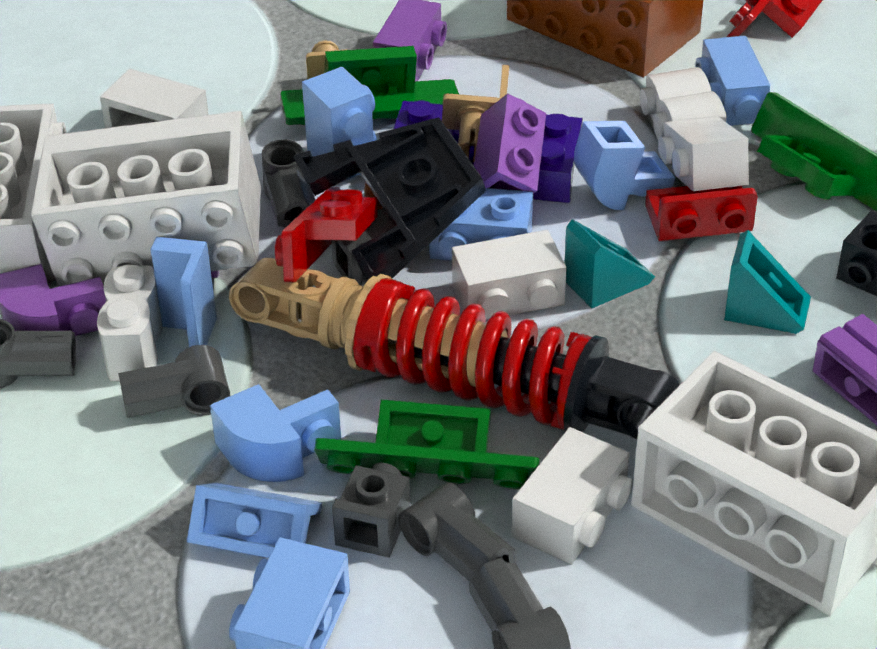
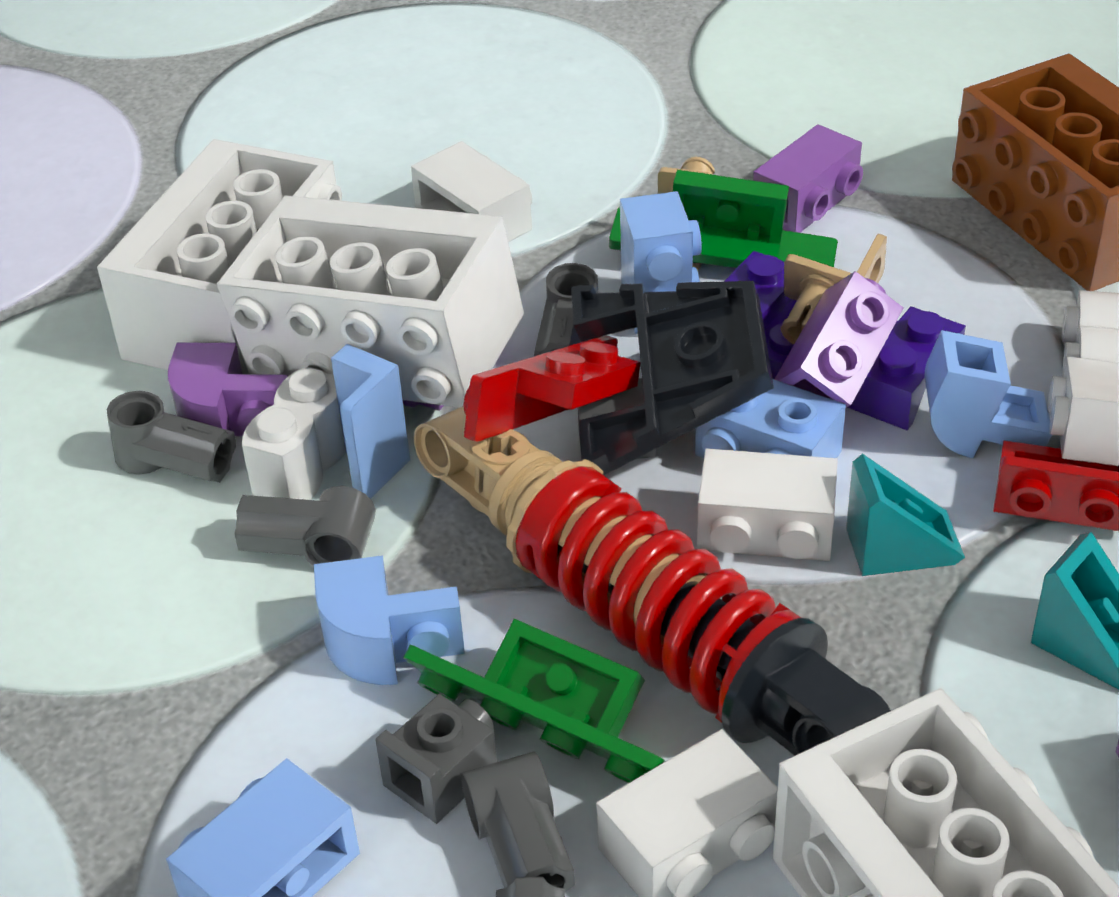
camera: 25 degrees right, 0 degrees up
(247, 518) = (296, 716): light blue panel -> none

